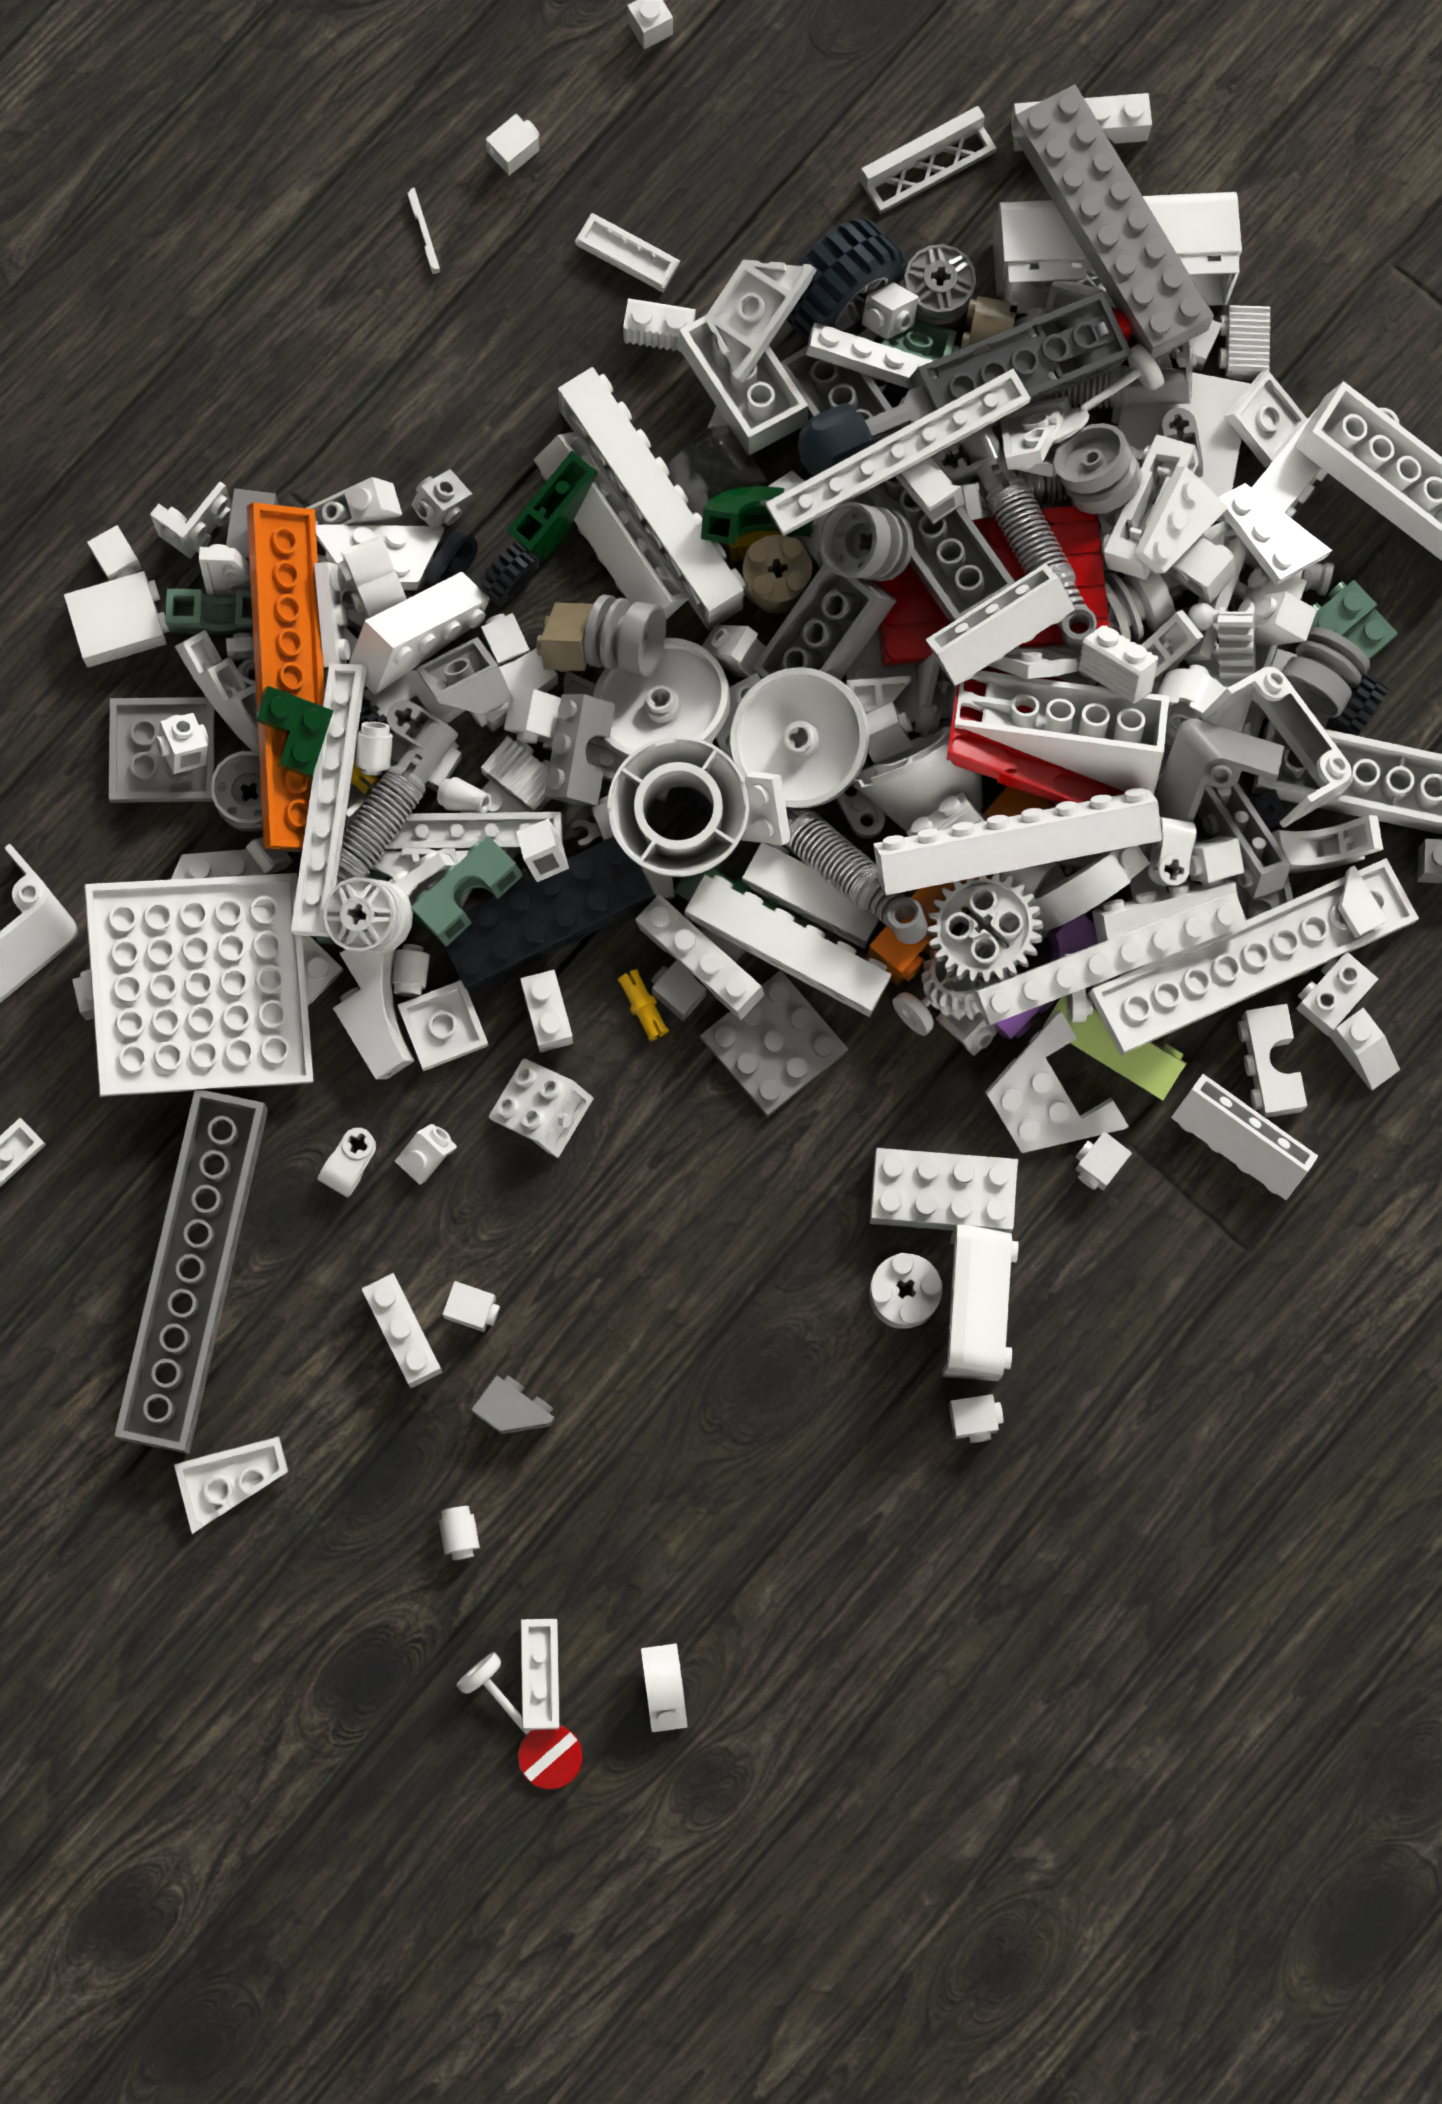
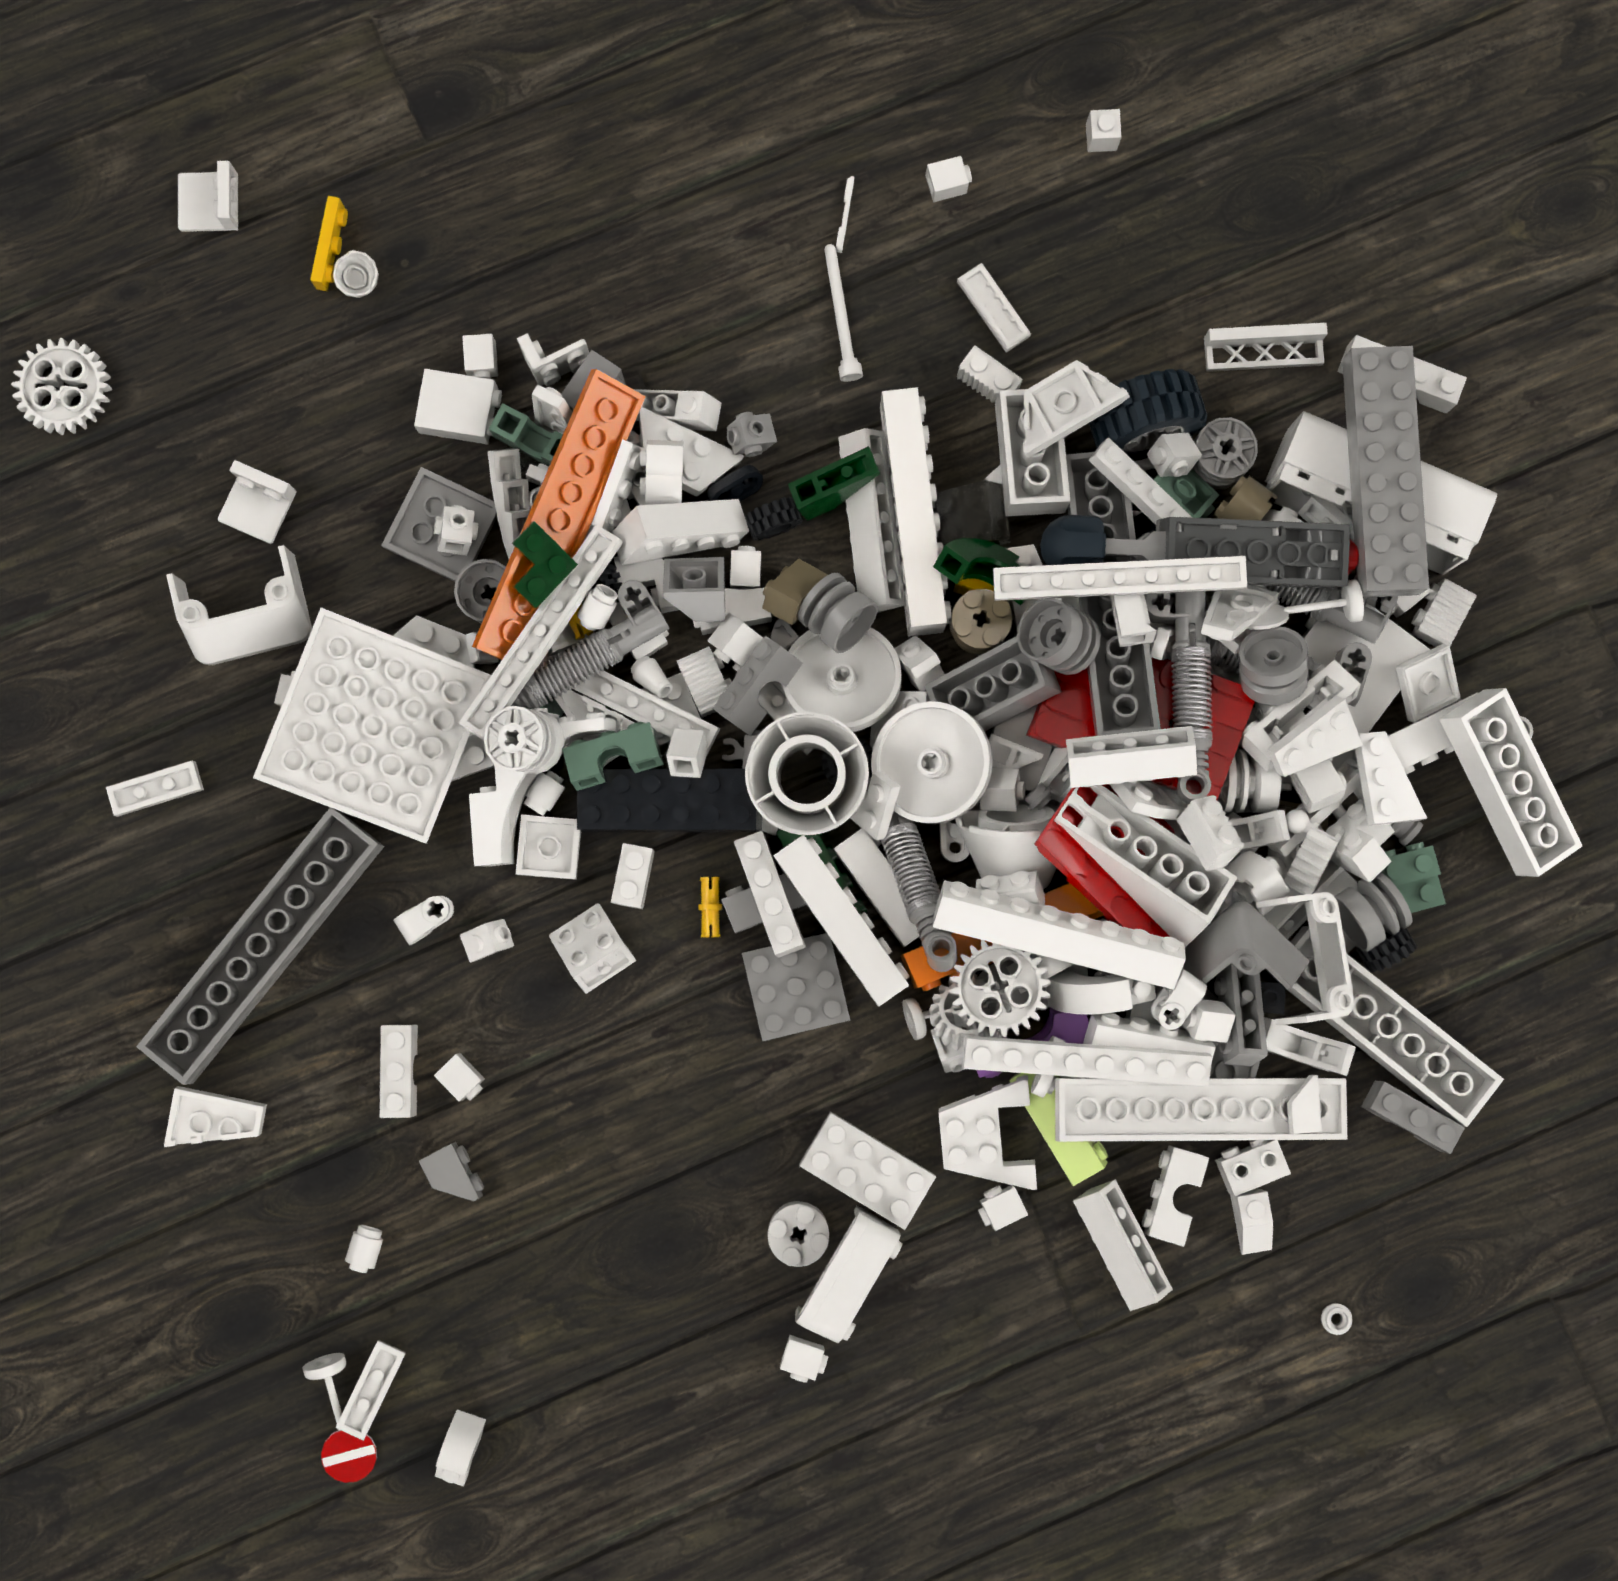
camera: 25 degrees right, 5 degrees up
(509, 384) = (850, 367): none -> white piece

